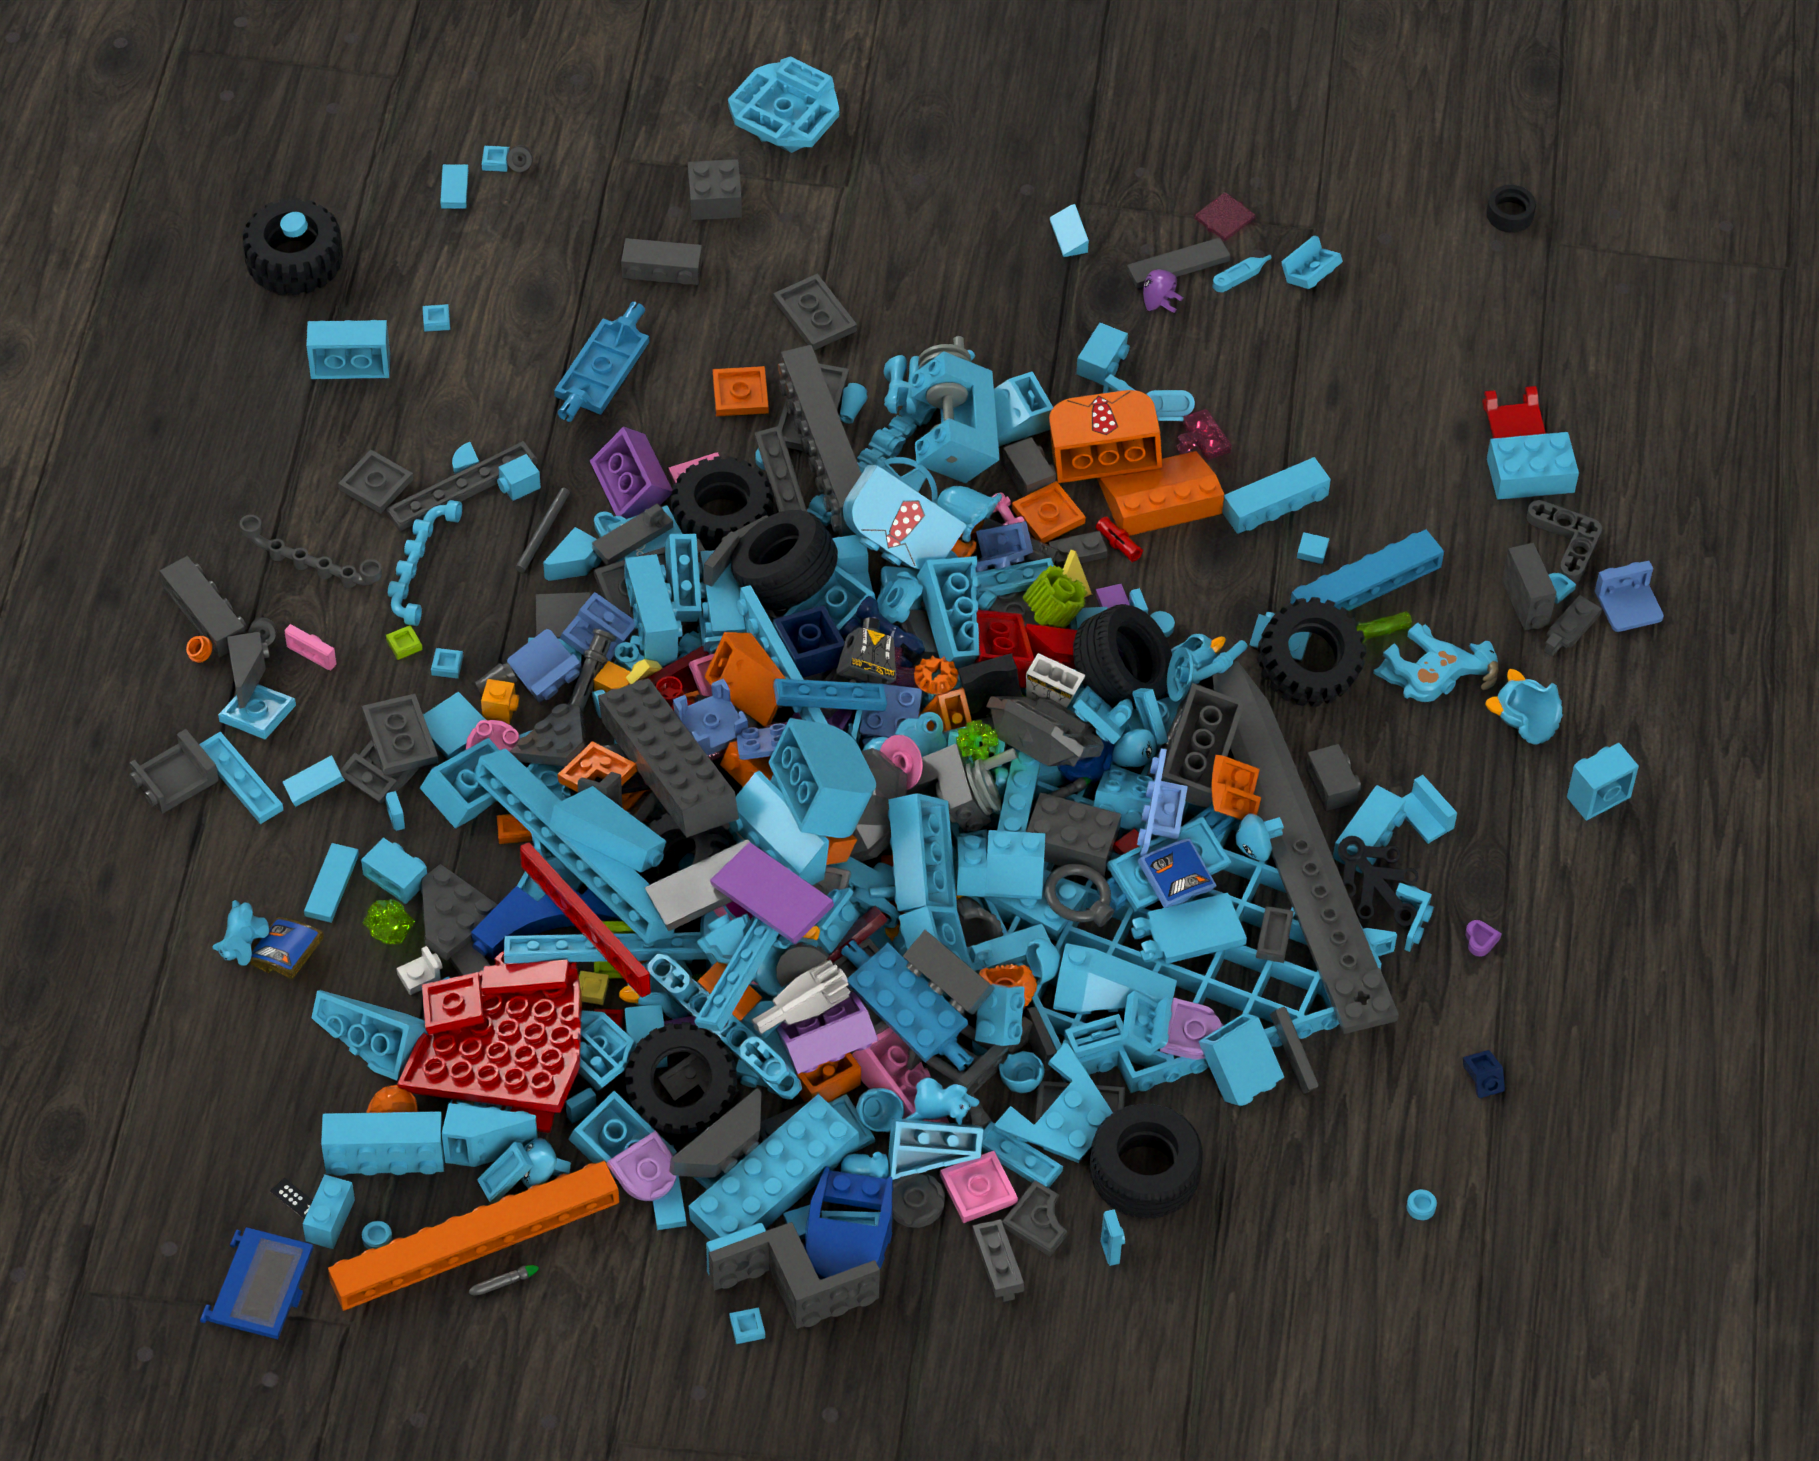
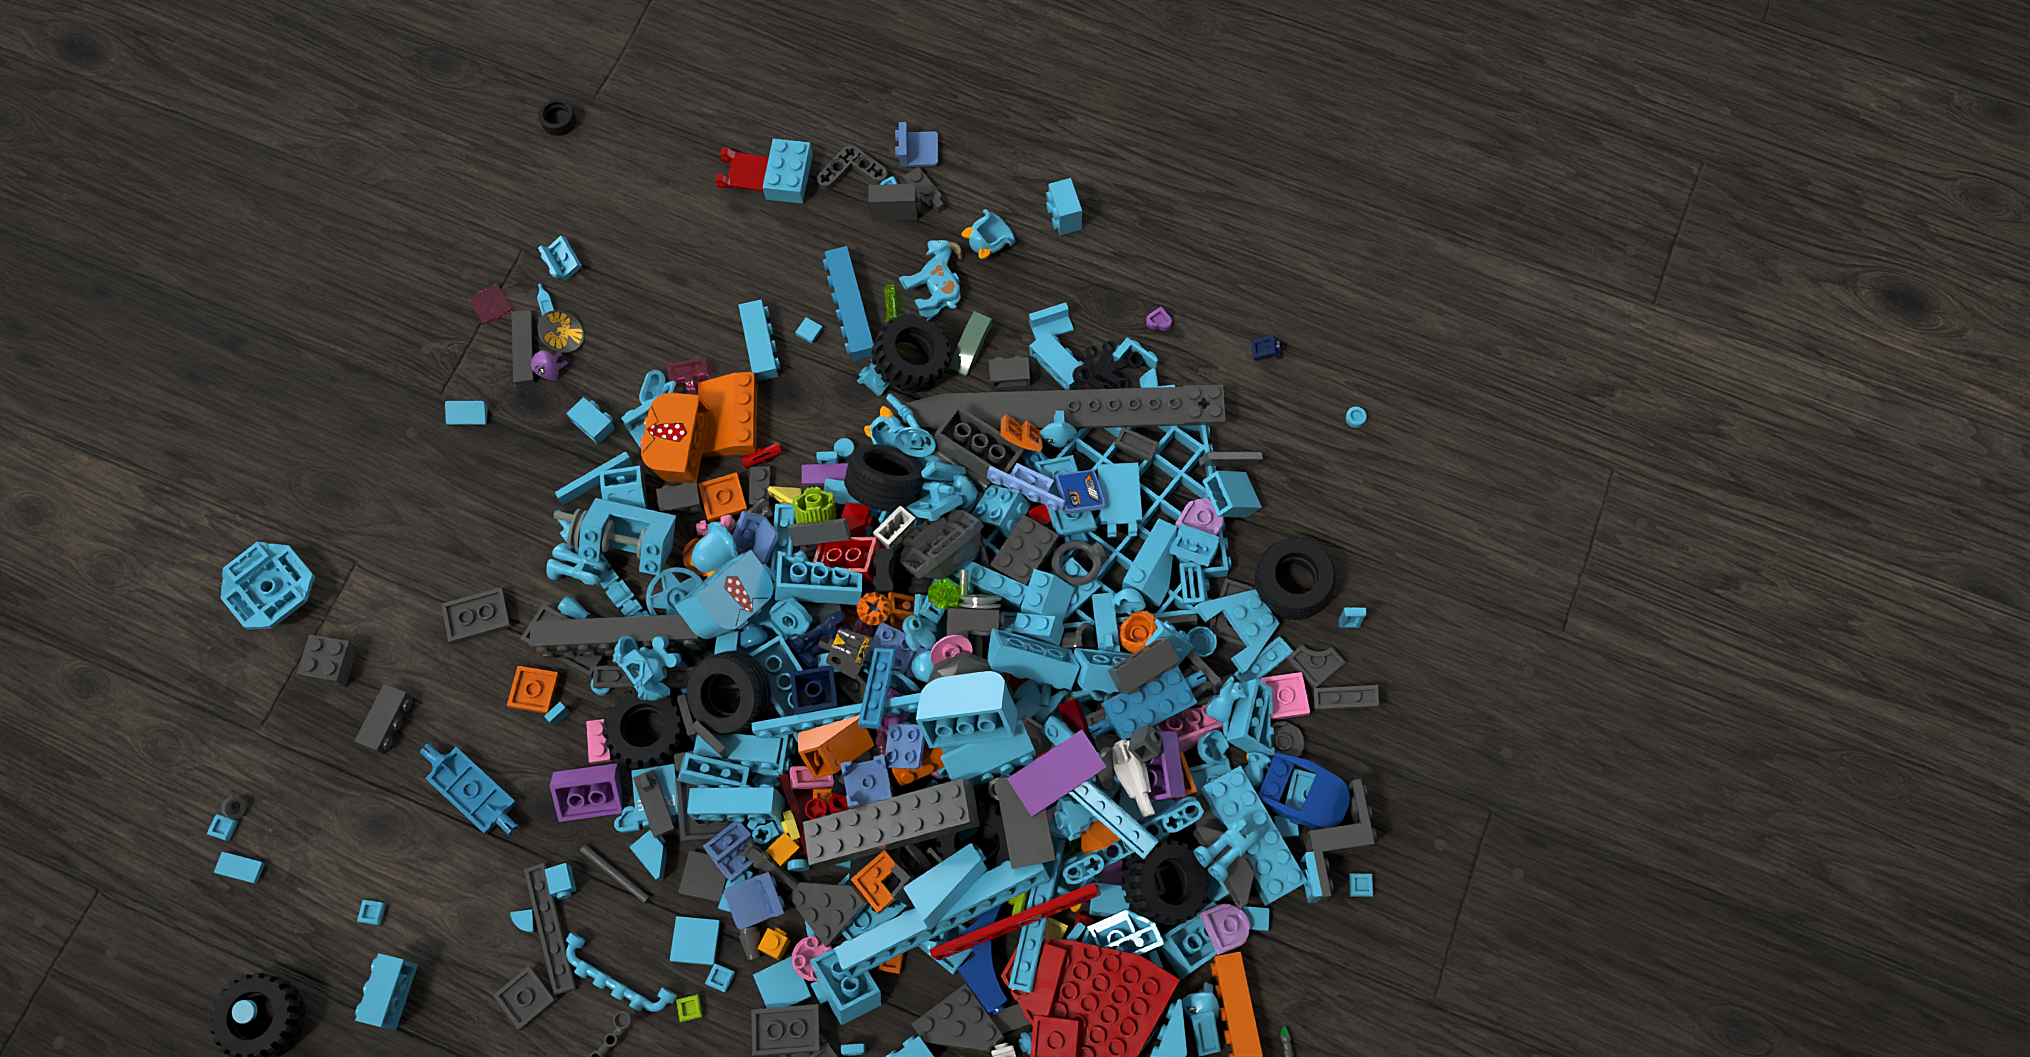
camera: 70 degrees left, 15 degrees up
(484, 627) = (695, 940): none -> medium azure tile
(594, 1002) = (1076, 932): none -> medium azure tile
(717, 421) = (557, 714): none -> medium azure tile
(721, 1099) = (1229, 838): none -> medium azure piece
(788, 464) = (648, 664): none -> medium azure piece
(843, 992) = (1145, 743): none -> dark grey brick
(868, 573) = (752, 635): none -> dark azure cone
(1013, 366) = (591, 479): none -> medium azure tile
(1023, 604) = (819, 532): none -> dark grey tile
(1210, 290) = (560, 331): none -> shield
(1358, 724) = (970, 343): none -> sand green slope

